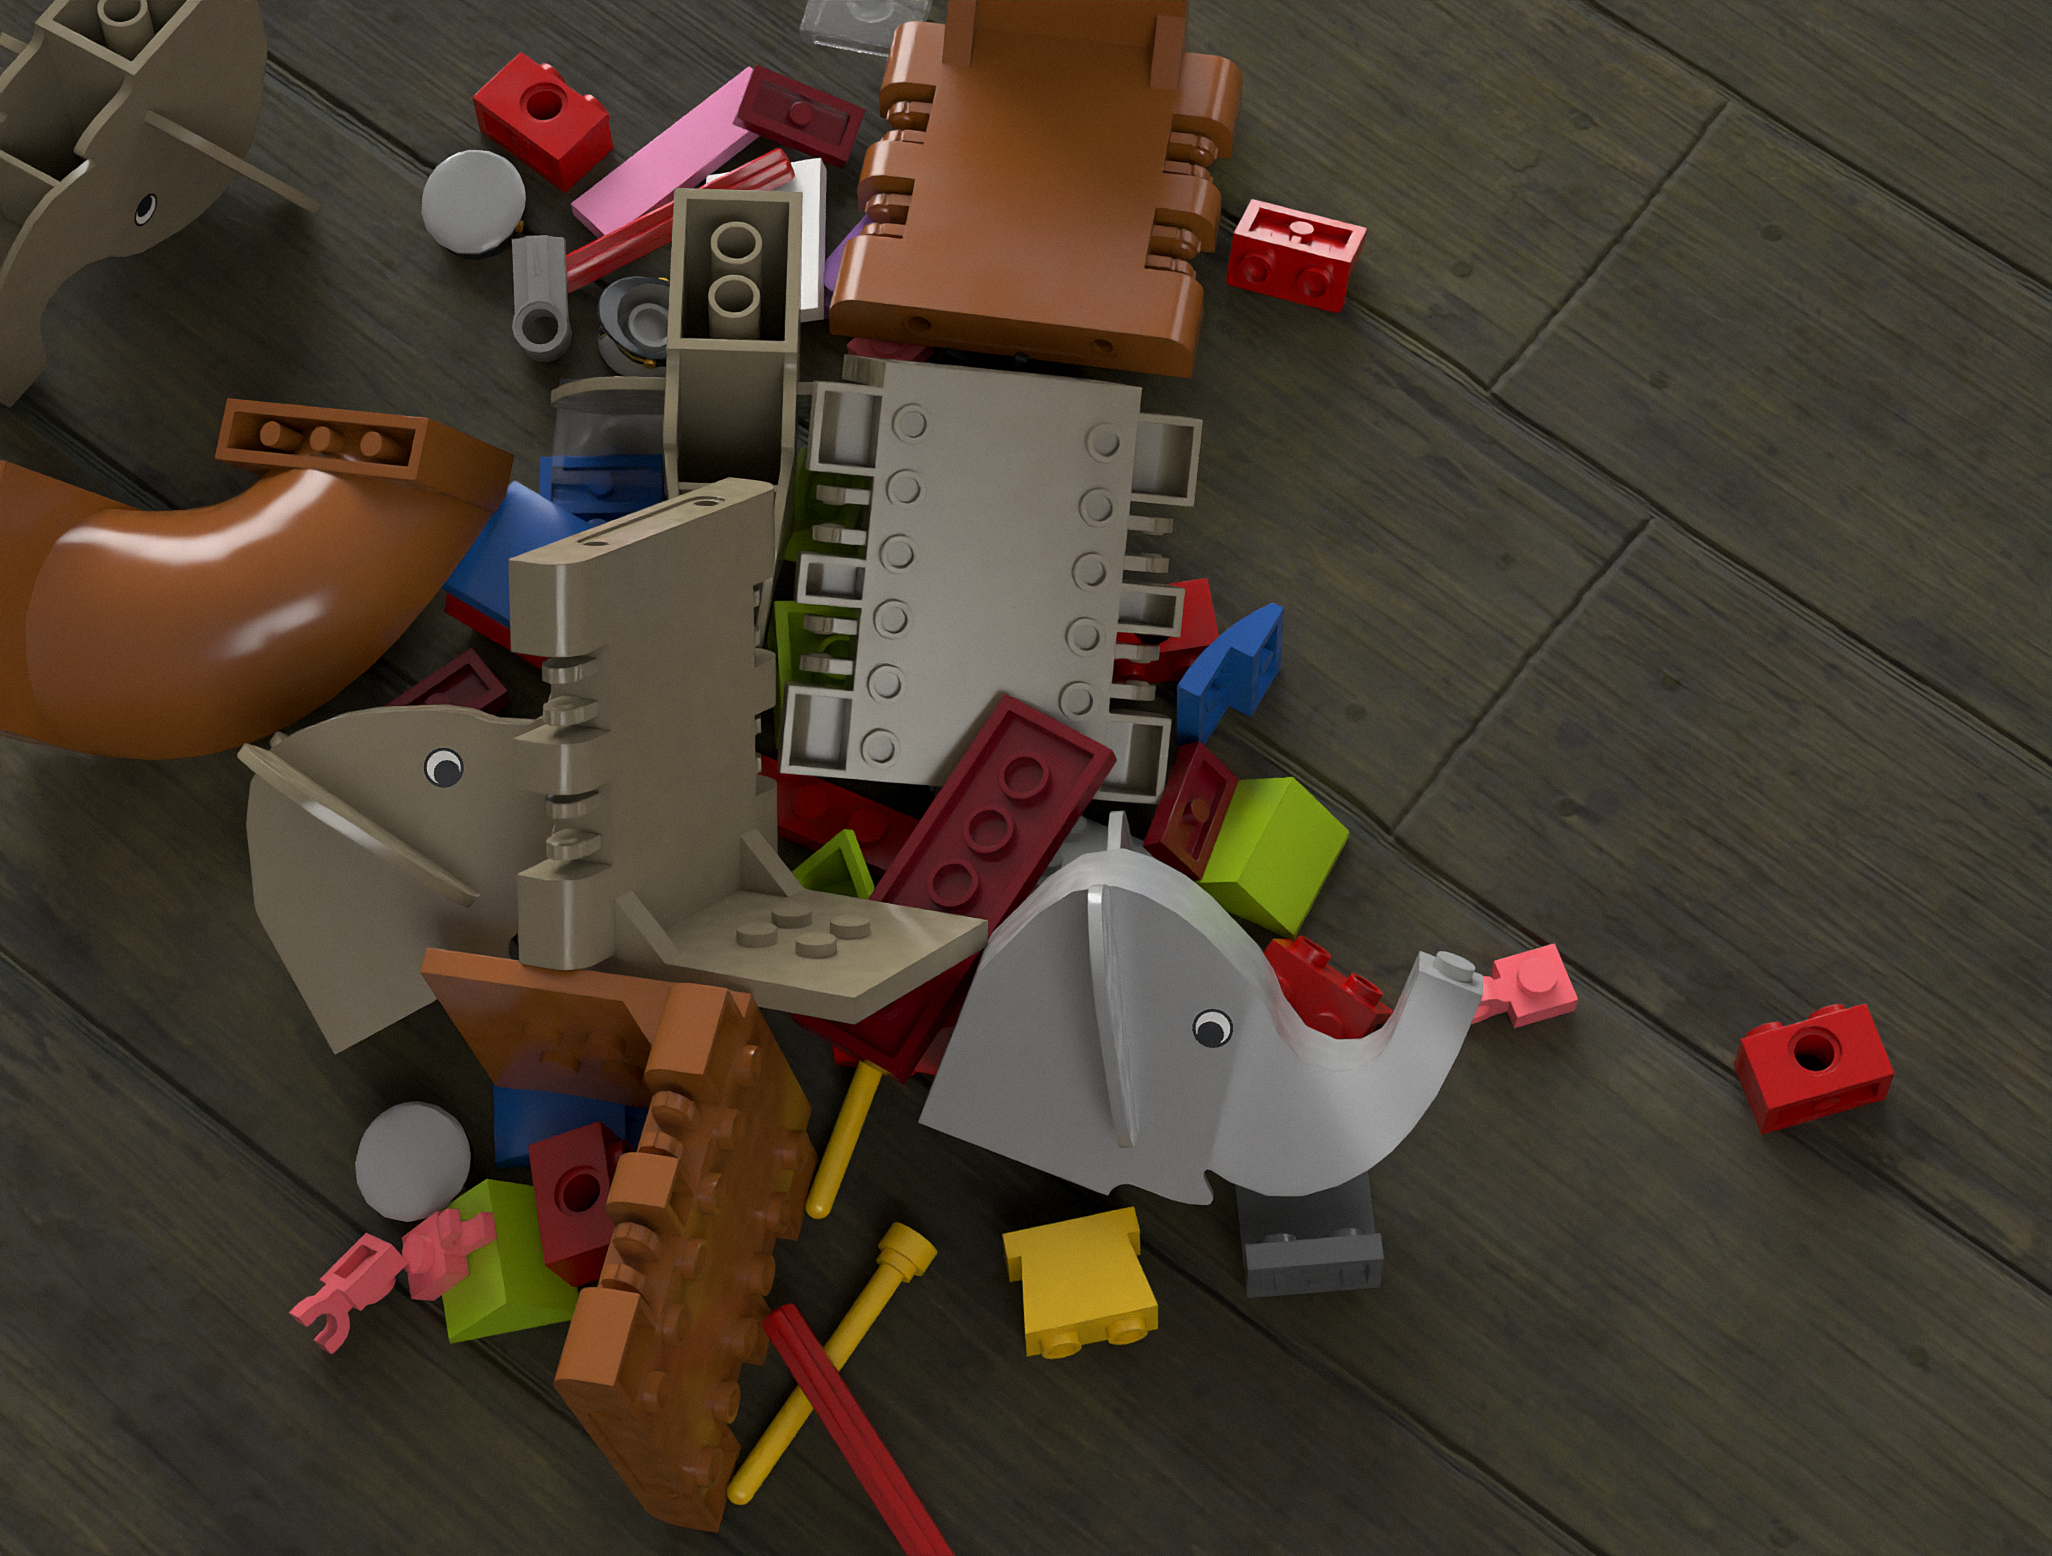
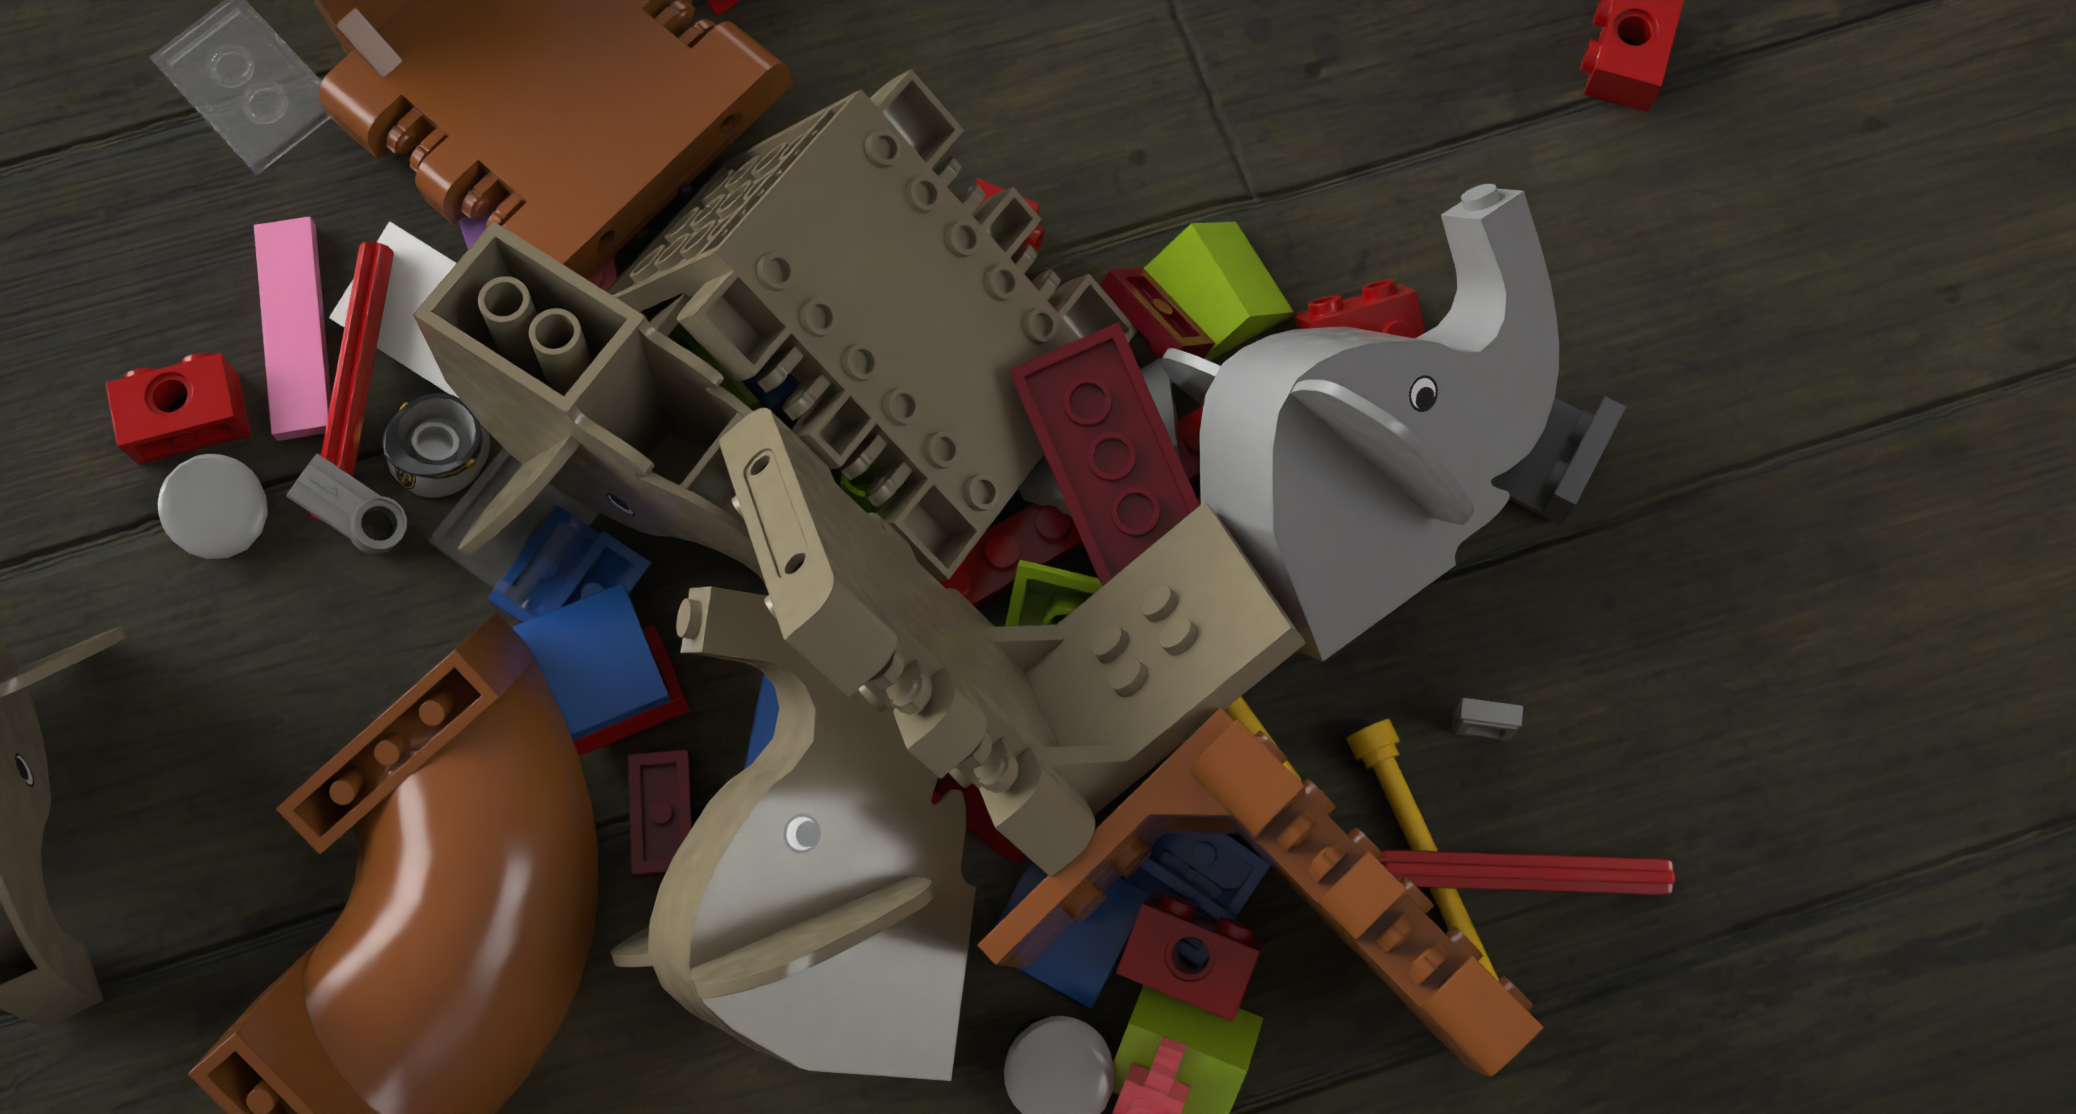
camera: 60 degrees left, 10 degrees up
(799, 116) = (334, 215): dark red plate -> none
(994, 1334) = (1486, 719): none -> light grey tile
(1081, 1283) = (1486, 632): yellow hips -> none
(1230, 673) = (1073, 212): blue slope -> none
(1527, 988) = (1438, 186): coral plate -> none

